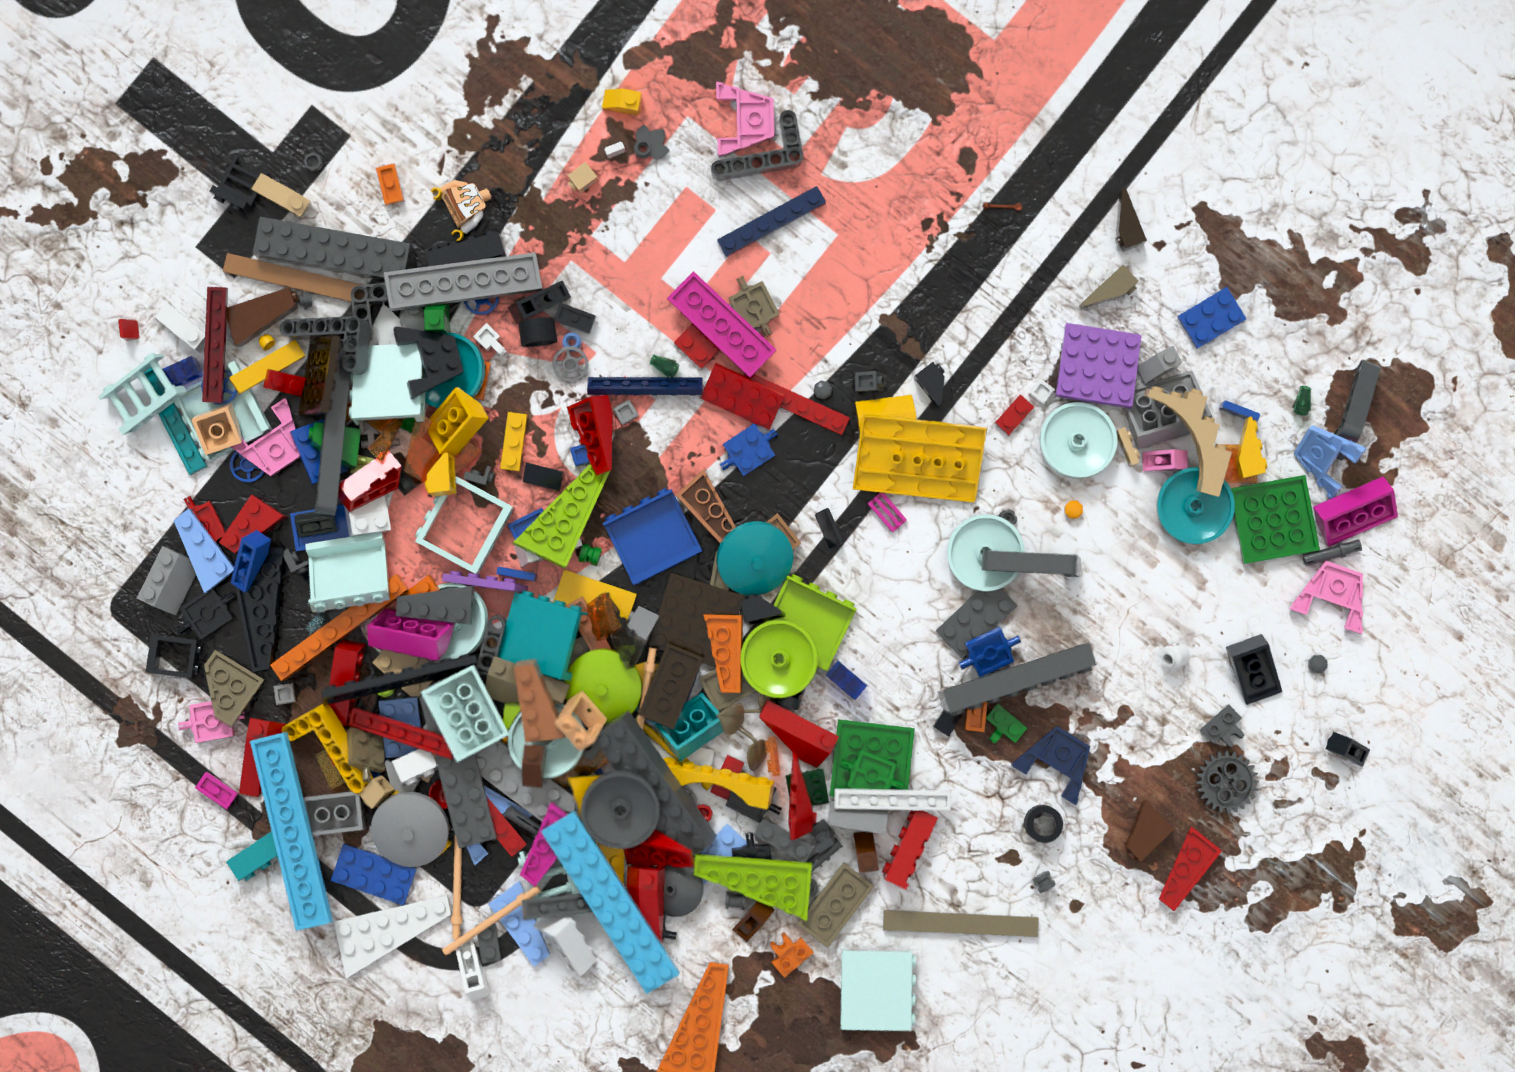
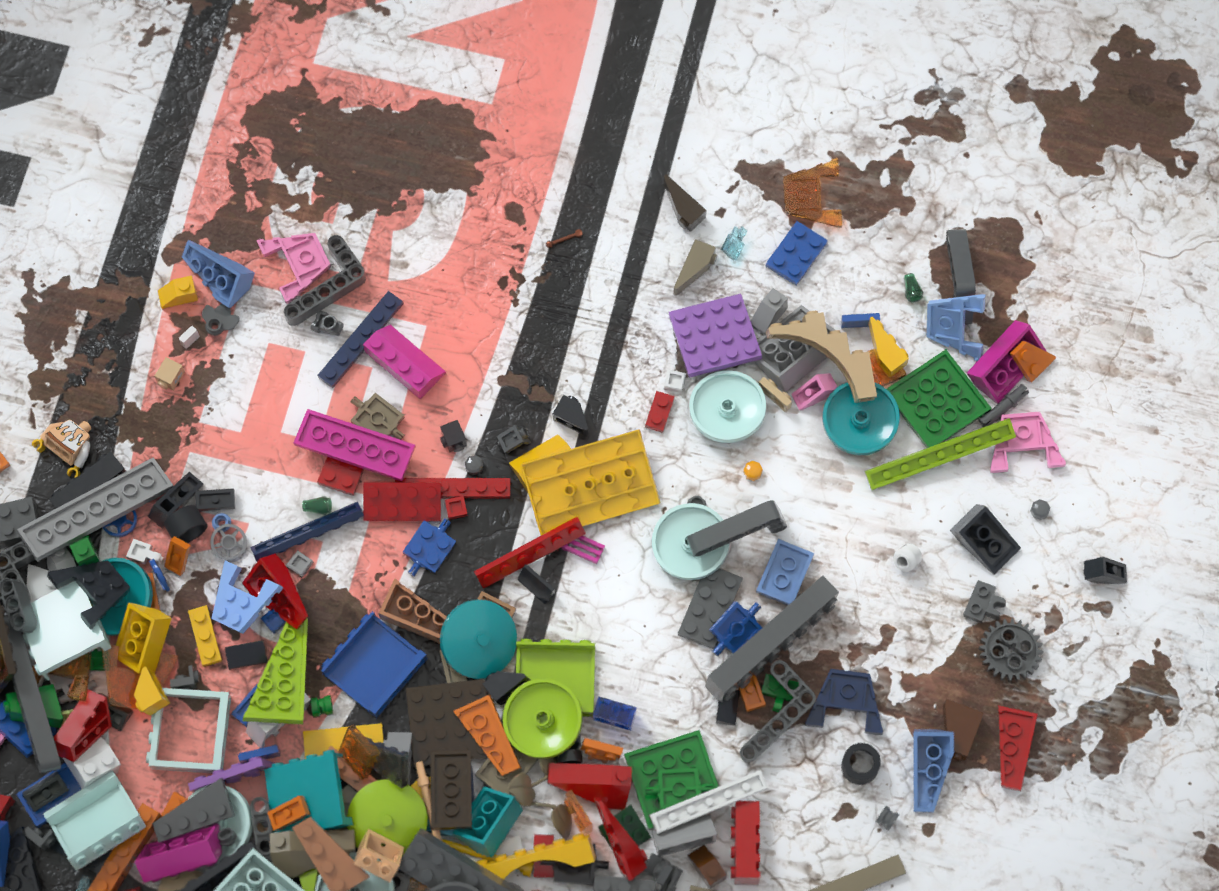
camera: 25 degrees left, 15 degrees down
(454, 636) = (227, 837): none -> dark grey plate
(495, 369) = (161, 578): none -> blue wheel
(518, 358) = (177, 556): none -> orange plate
(518, 644) = (288, 813): none -> orange plate
(551, 428) = (235, 607): none -> light blue wing
(671, 103) = (222, 275): none -> medium blue wedge
(744, 191) = (326, 323): none -> dark grey plate
(788, 423) = (456, 507): none -> red plate
(802, 260) = (403, 360): none -> dark pink slope
(815, 355) = (453, 436): none -> black brick
(818, 709) = (601, 751): none -> orange plate
(836, 497) = (530, 552): none -> red plate
(992, 750) = (782, 715): none -> dark grey beam
(1057, 618) = (785, 572): none -> medium blue plate
(1107, 850) = (931, 762): none -> medium blue wedge
(1157, 283) = (733, 244): none -> clear light blue plate
(1245, 265) = (803, 194): none -> clear orange wing
(1251, 573) = (940, 454): none -> lime plate
(1379, 521) = (1031, 360): none -> orange wing

